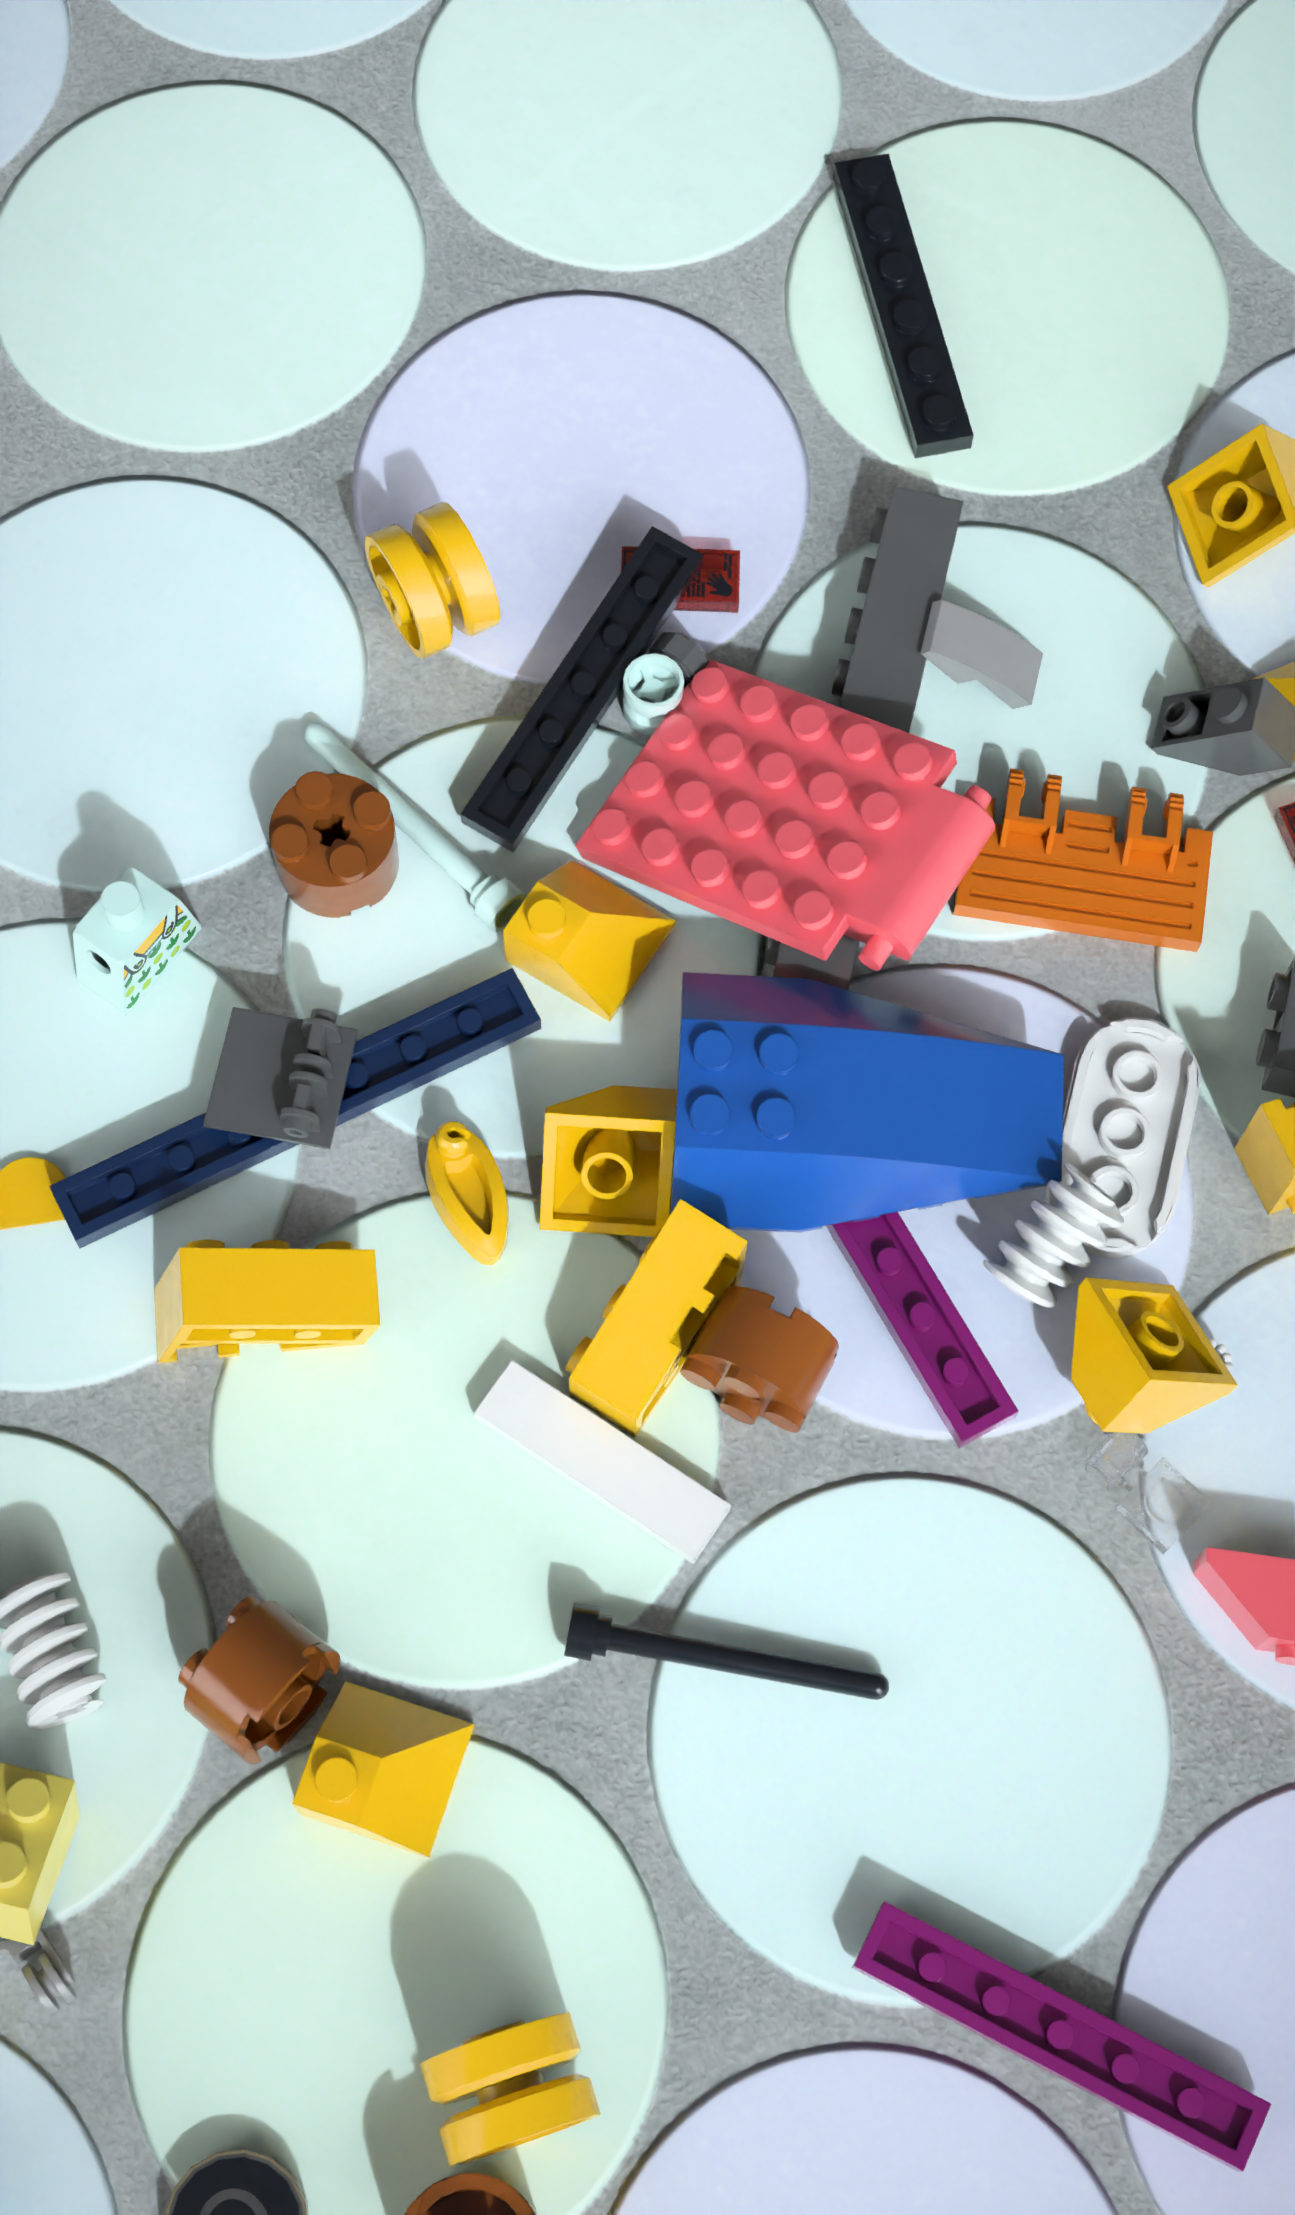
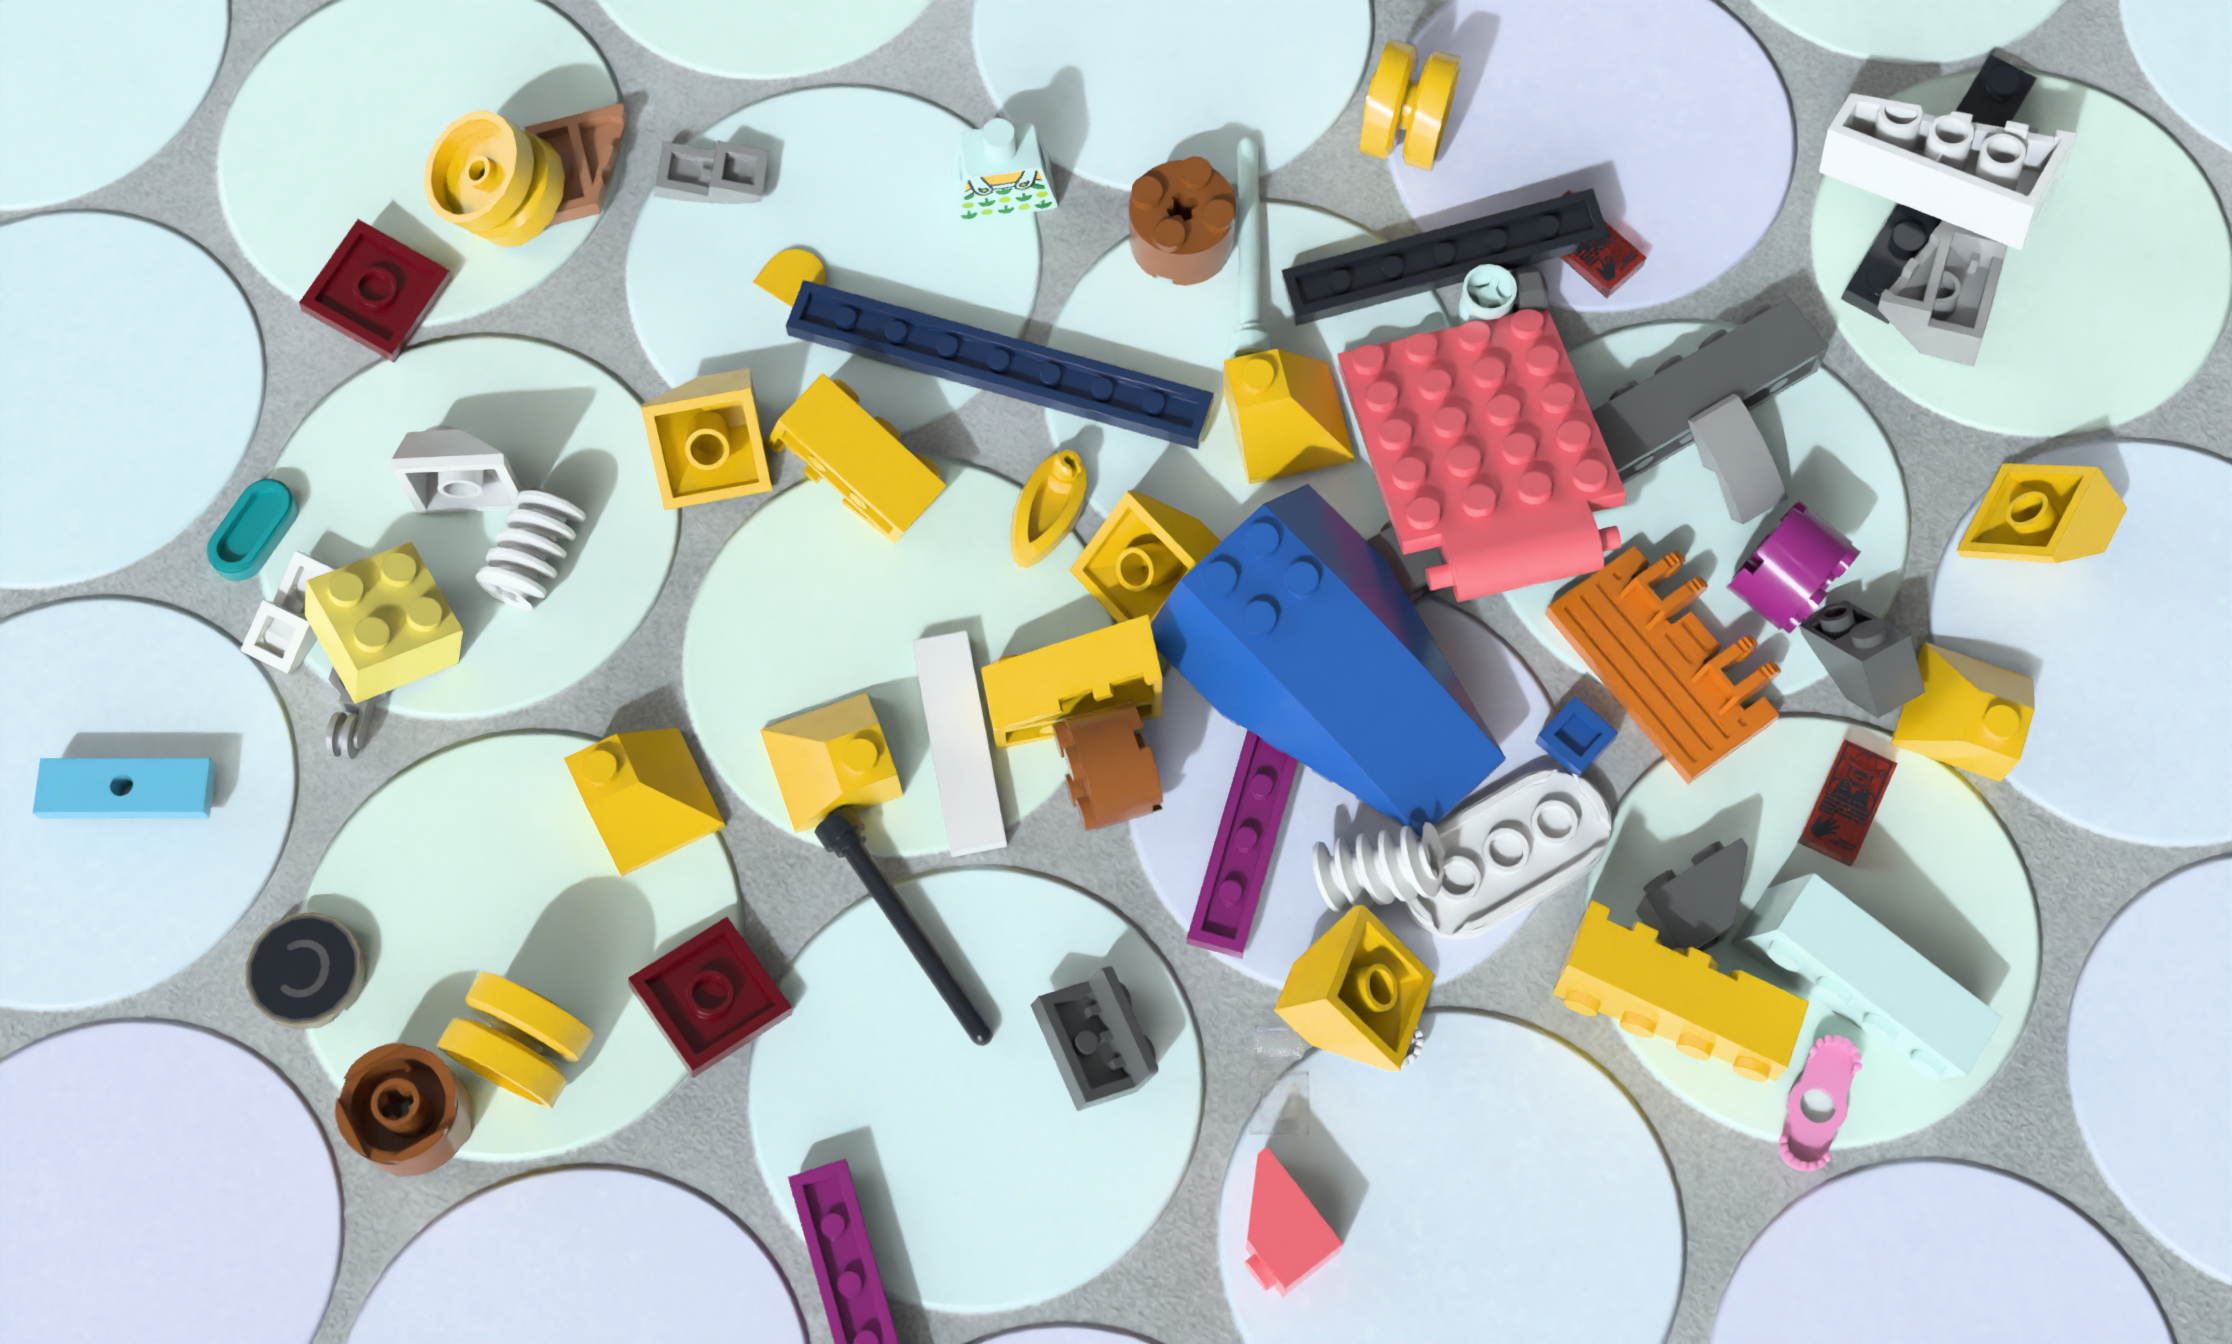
camera: 50 degrees right, 0 degrees up
(112, 1402) = (707, 440): none -> yellow slope
(258, 1679) = (622, 672): dark orange brick -> none
(282, 1076) = (1001, 333): dark grey hinge -> none
(512, 1579) = (831, 761): none -> yellow slope
(622, 1883) = (710, 997): none -> dark red plate
(912, 275) = (1947, 165): none -> white wedge
(978, 1596) = (1096, 1039): none -> dark grey bracket
(995, 375) = (1947, 293): none -> light grey wedge
(1085, 990) = (1576, 737): none -> blue plate
(1114, 703) = (1793, 568): none -> magenta brick

